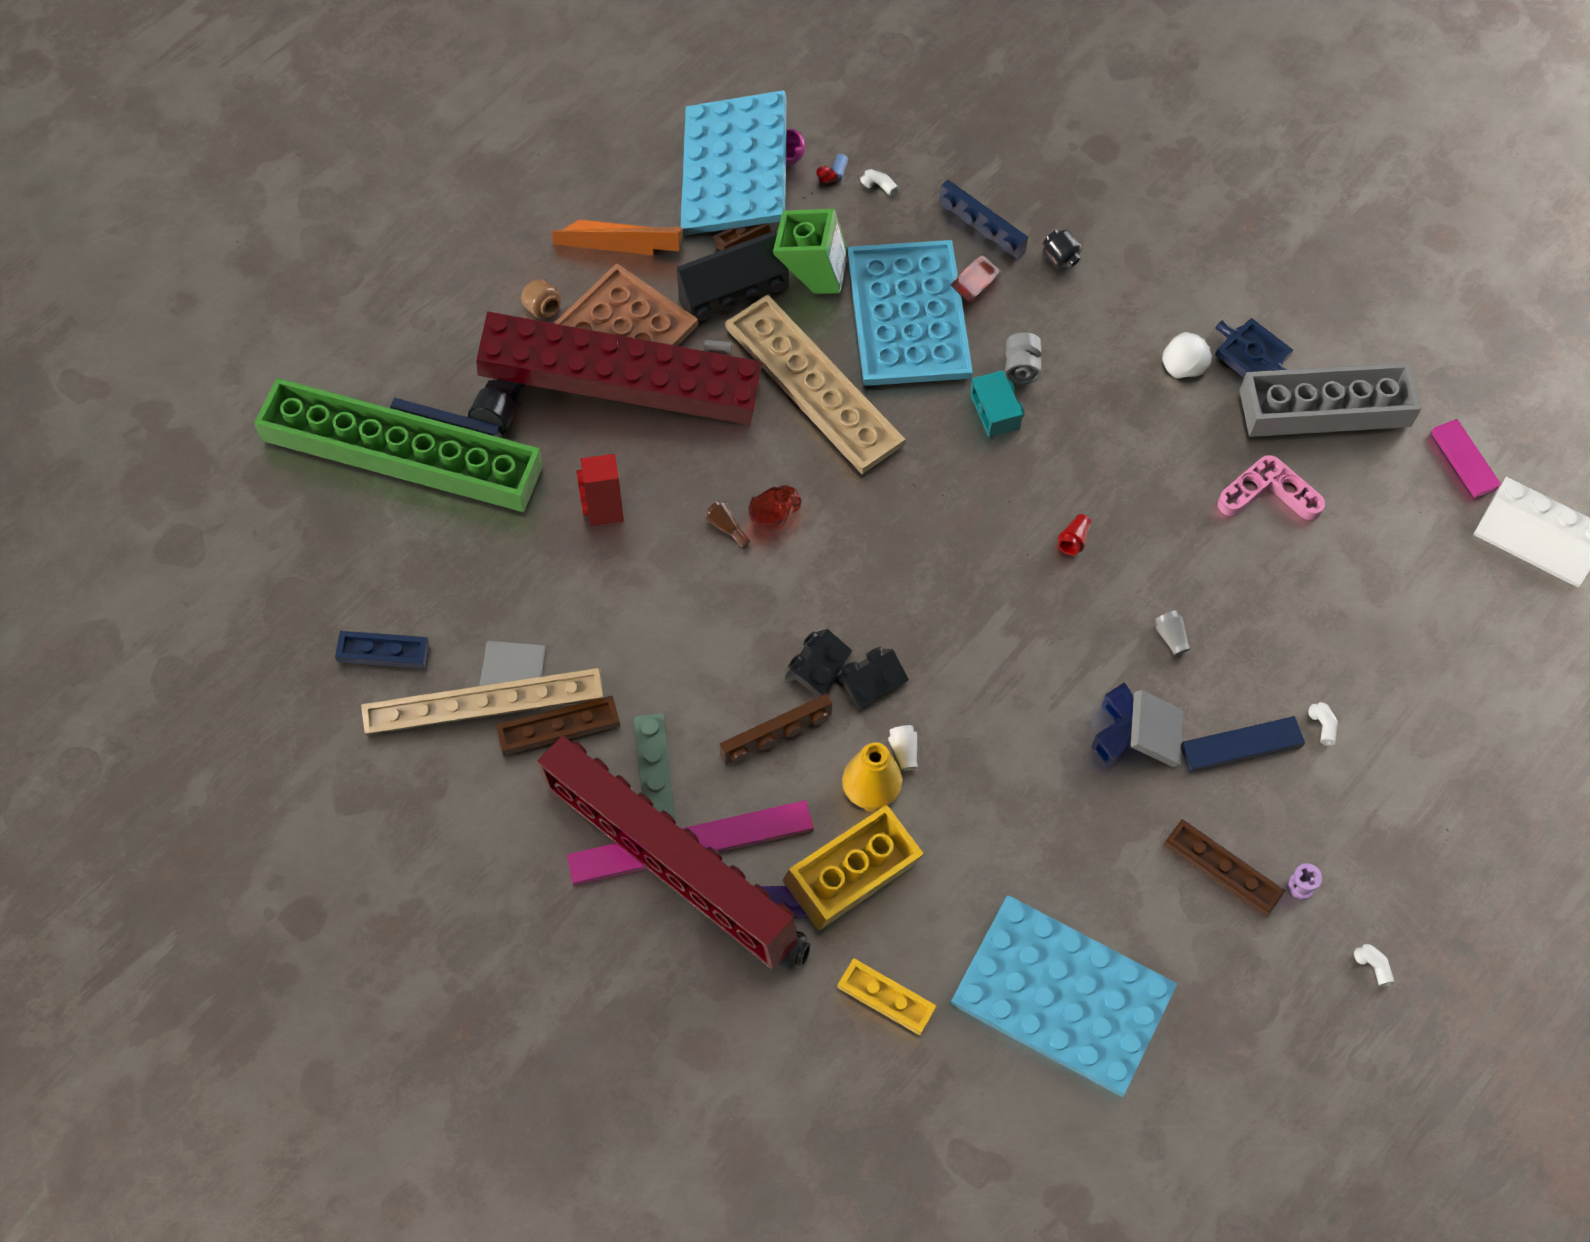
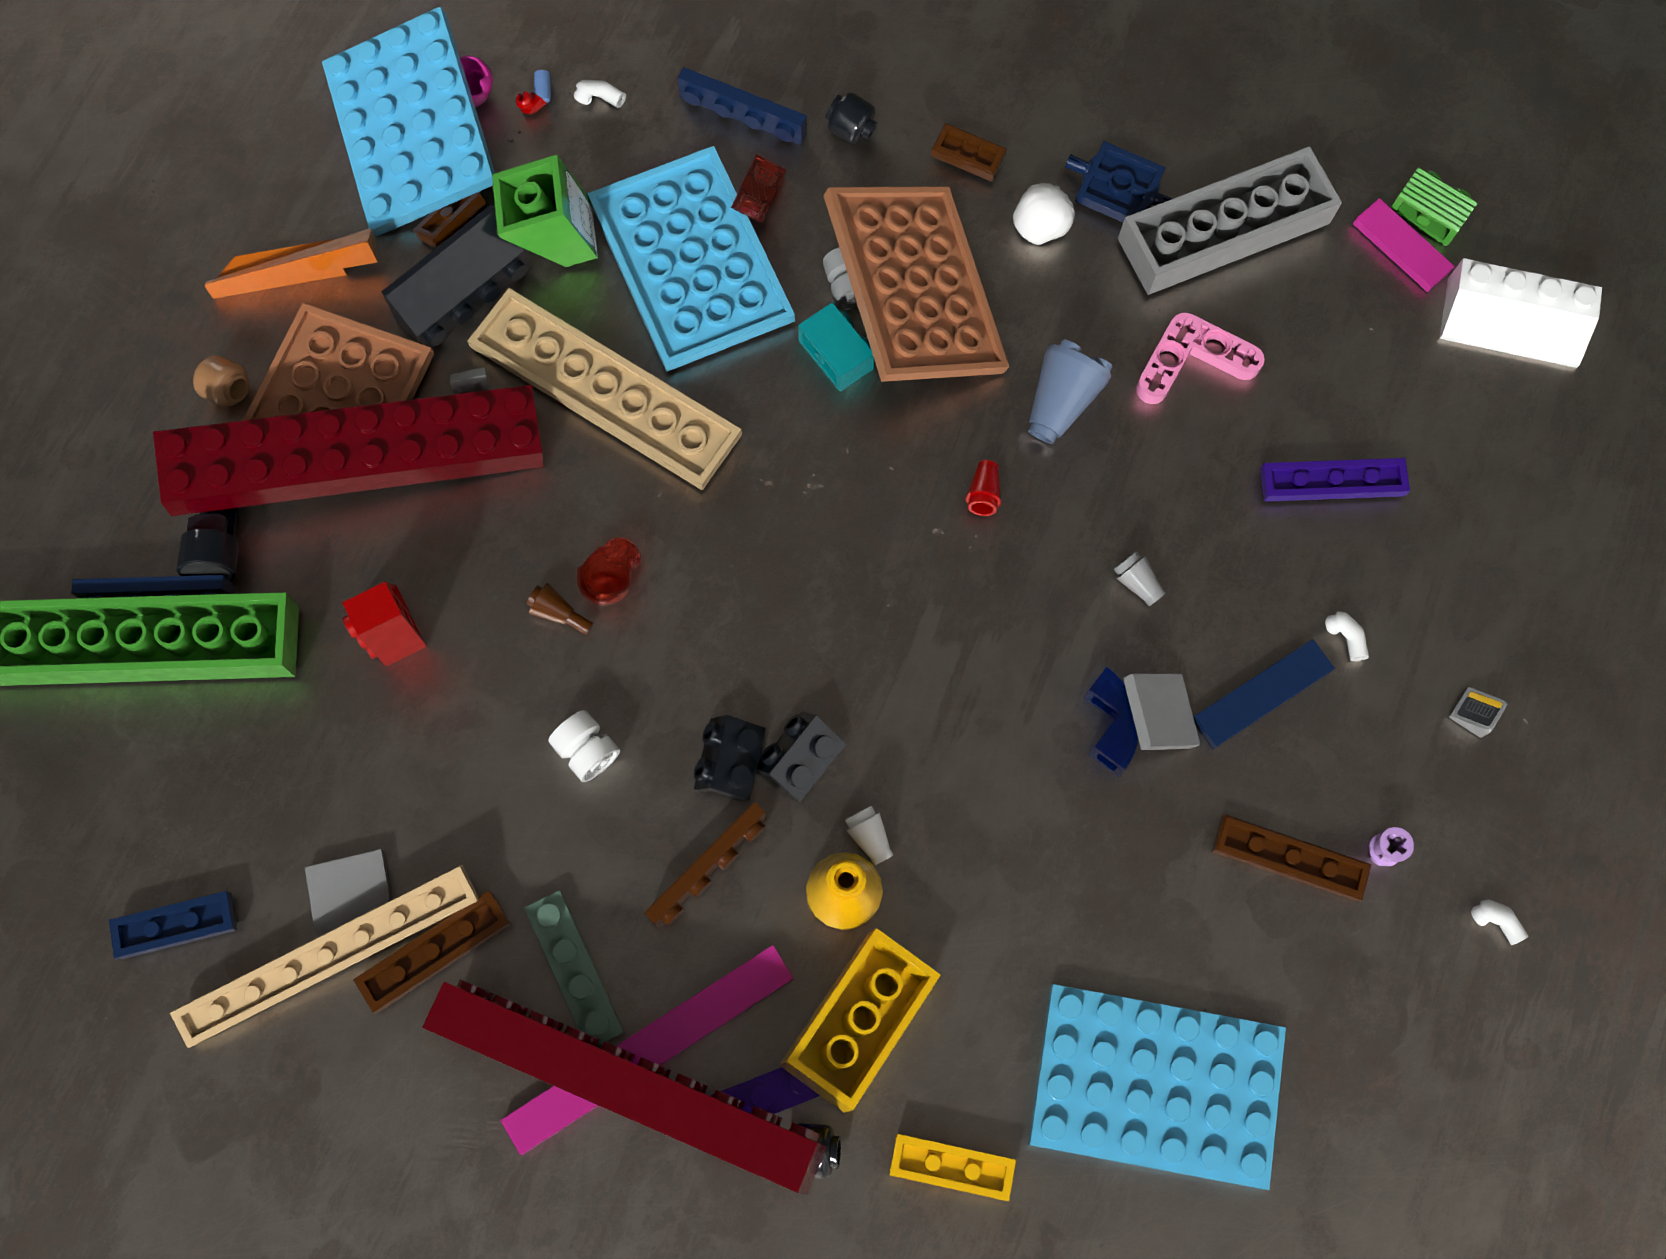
camera: 20 degrees left, 10 degrees up
(713, 617) = (587, 750): none -> white wheel
(1071, 374) = (915, 282): none -> nougat plate
(1144, 297) = (968, 152): none -> reddish brown plate
(1160, 481) = (1065, 389): none -> sand blue cone
(1351, 608) = (1334, 479): none -> dark purple plate
(1409, 808) = (1478, 711): none -> slope
(1498, 436) = (1433, 206): none -> bright green brick

